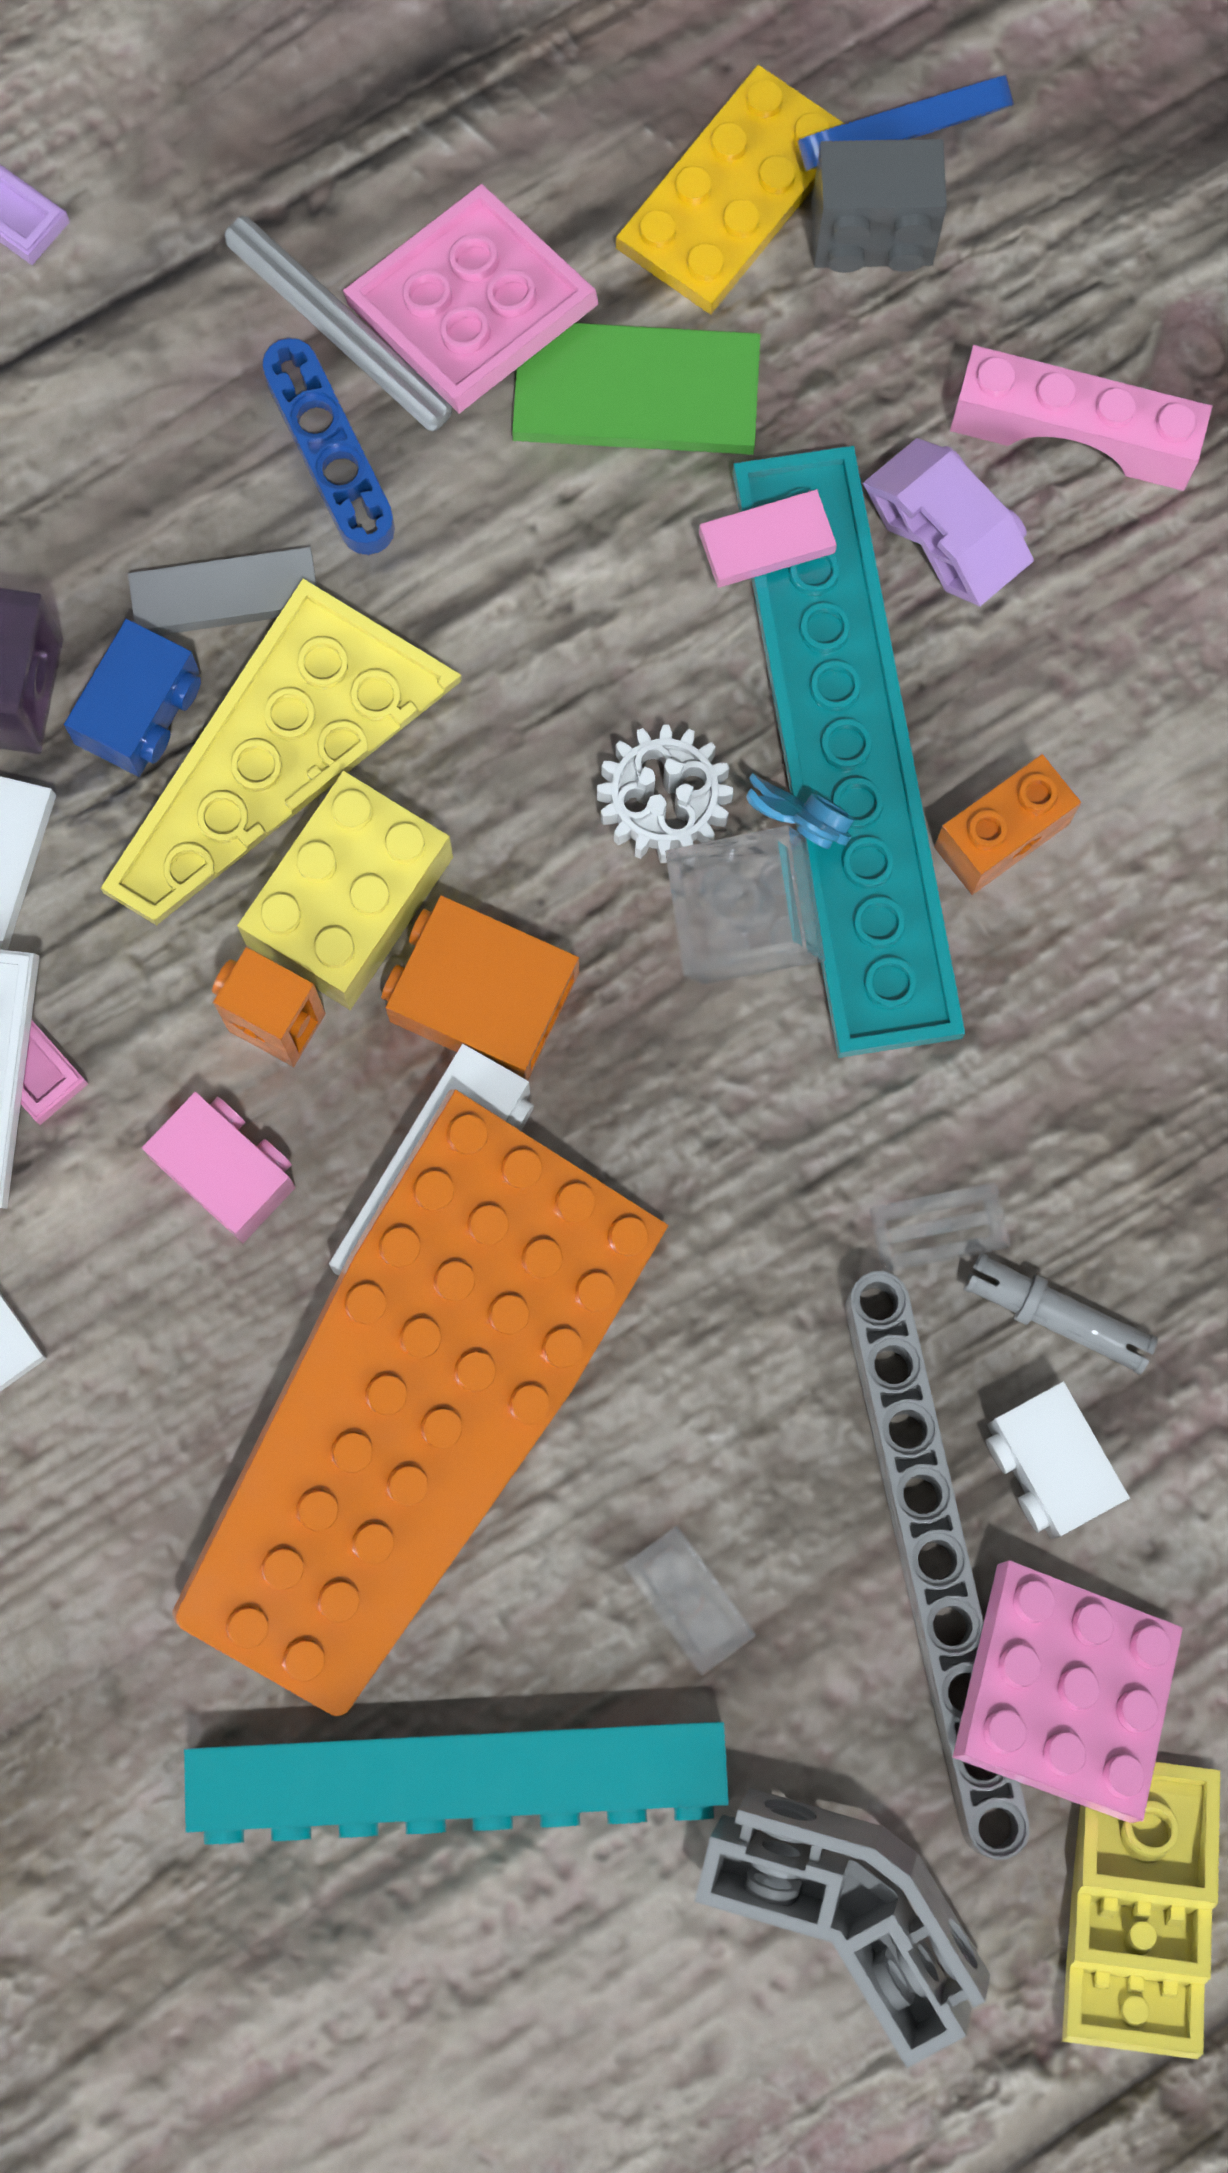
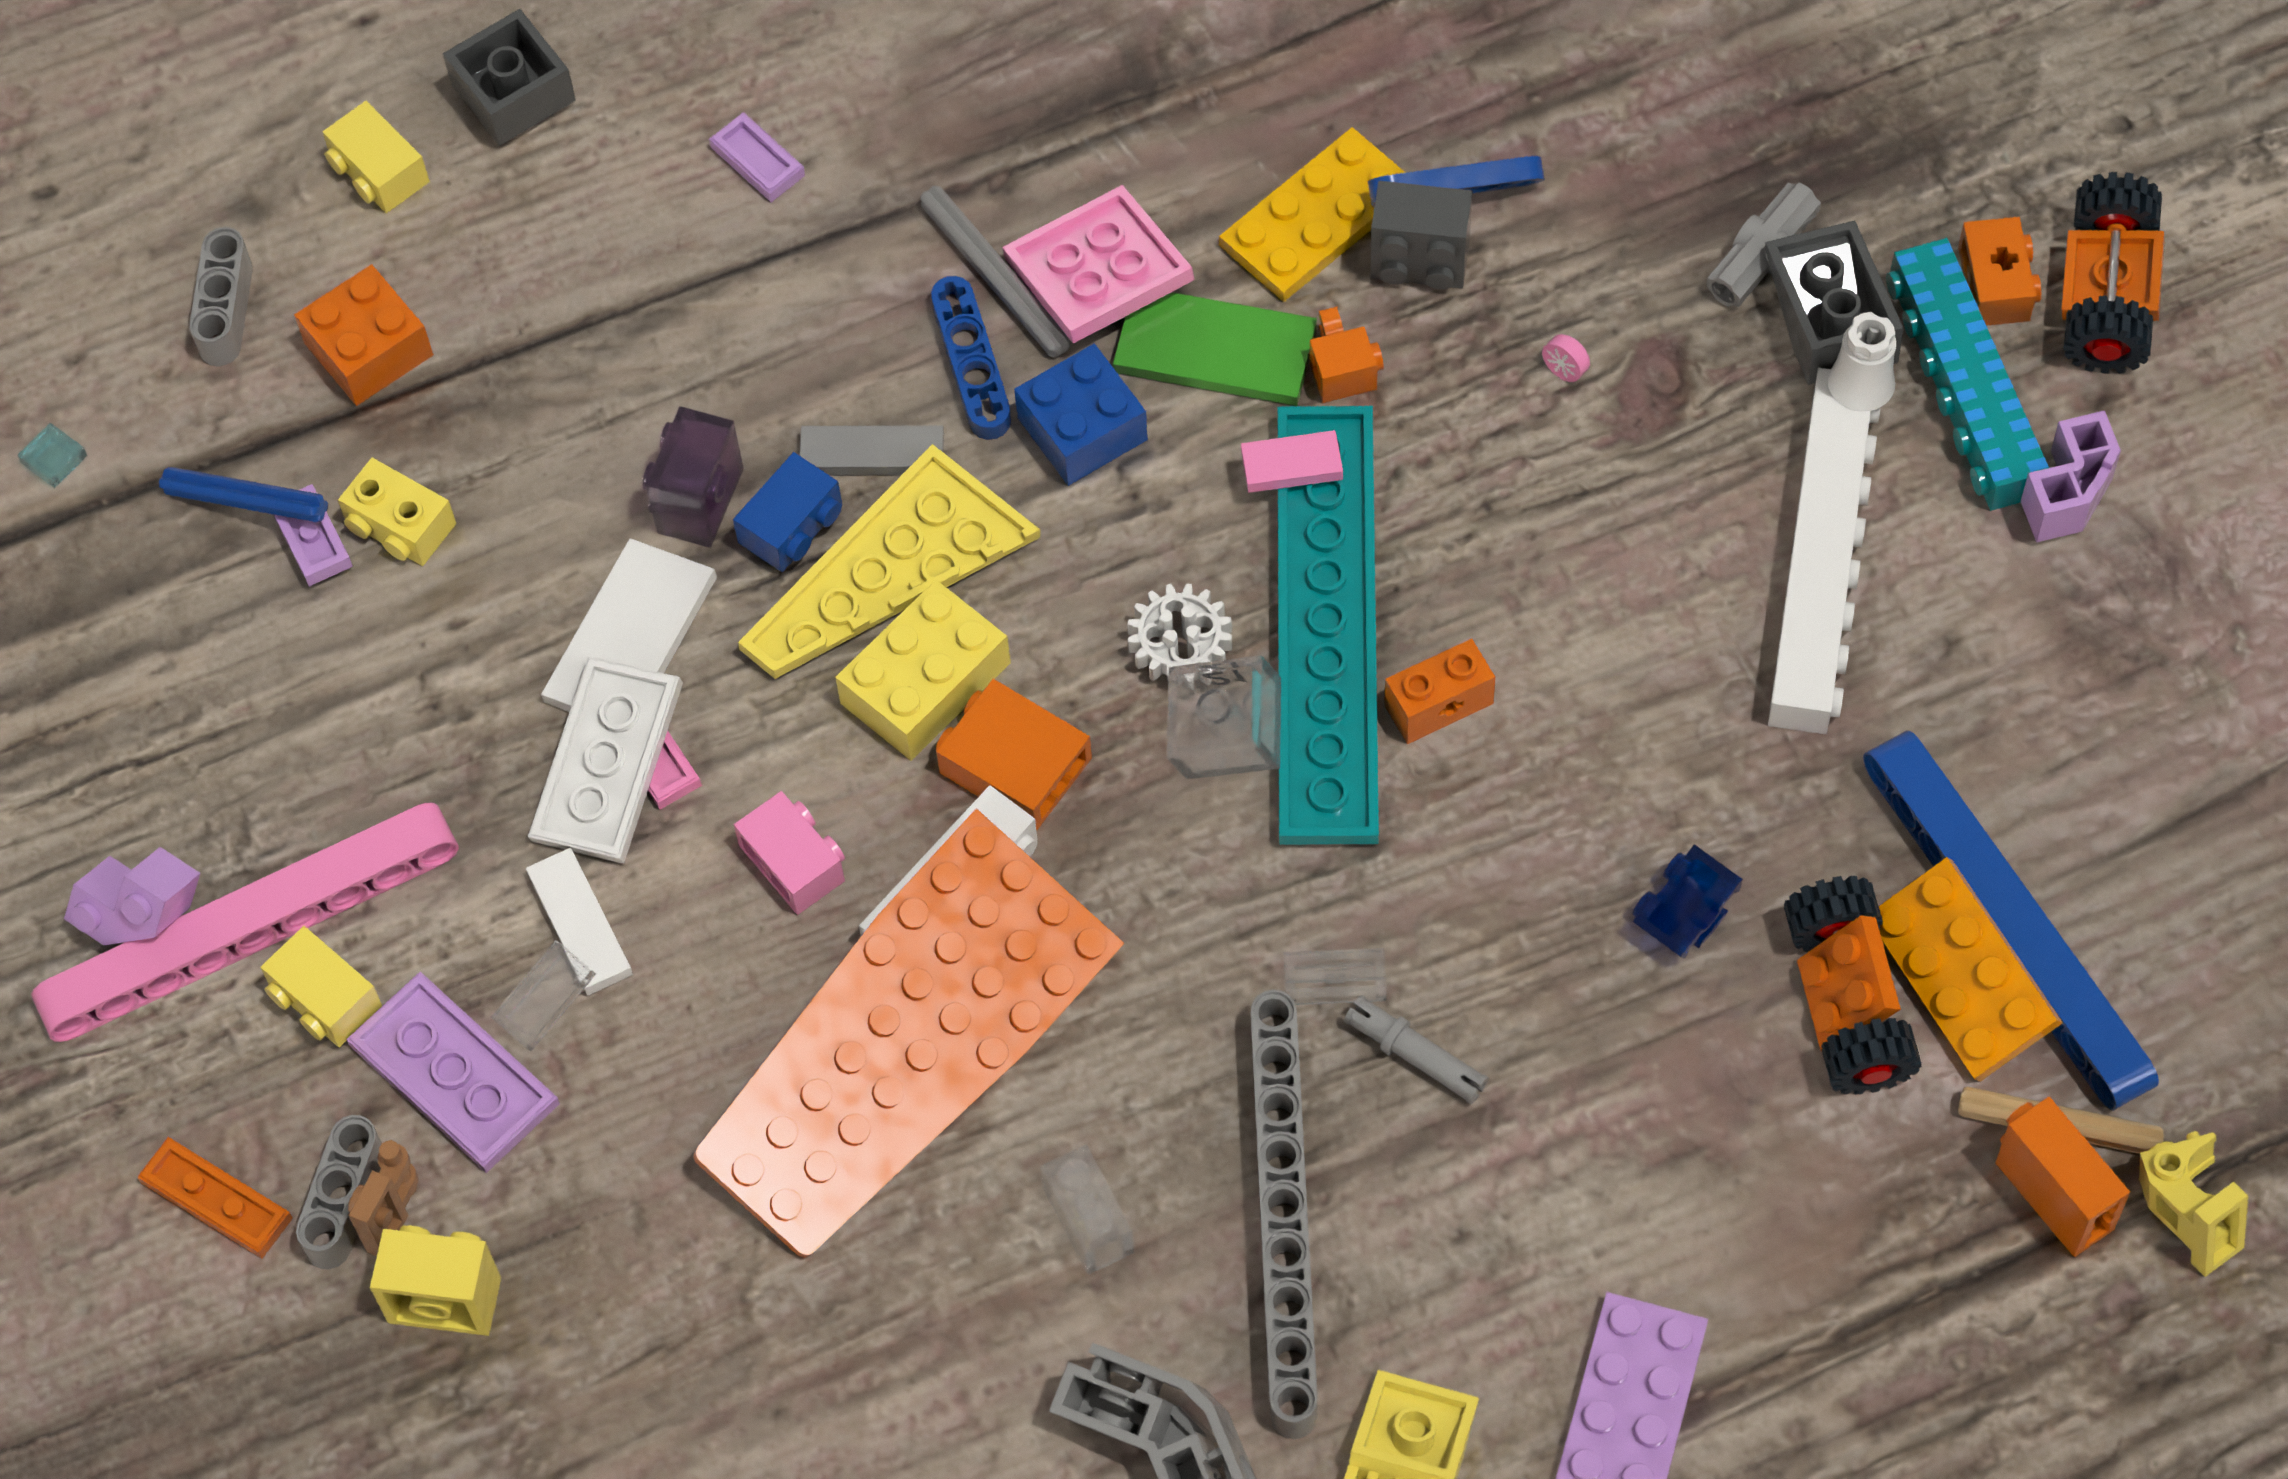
camera: 15 degrees right, 15 degrees down
(268, 1005) = (848, 739): orange brick -> none
(455, 1778) = (886, 1310): teal brick -> none
(485, 508) = (1081, 414): none -> blue brick
(805, 387) = (1343, 360): none -> orange brick
(817, 818) = (1291, 661): dark azure plate -> none
(957, 520) = (1438, 465): lavender brick -> none
(1055, 1462) = (1391, 1153): white brick -> none
(1068, 1692) = (1367, 1312): bright pink plate -> none
(1083, 345) = (1566, 357): none -> bright pink tile
(1143, 430) = (1598, 422): bright pink arch -> none

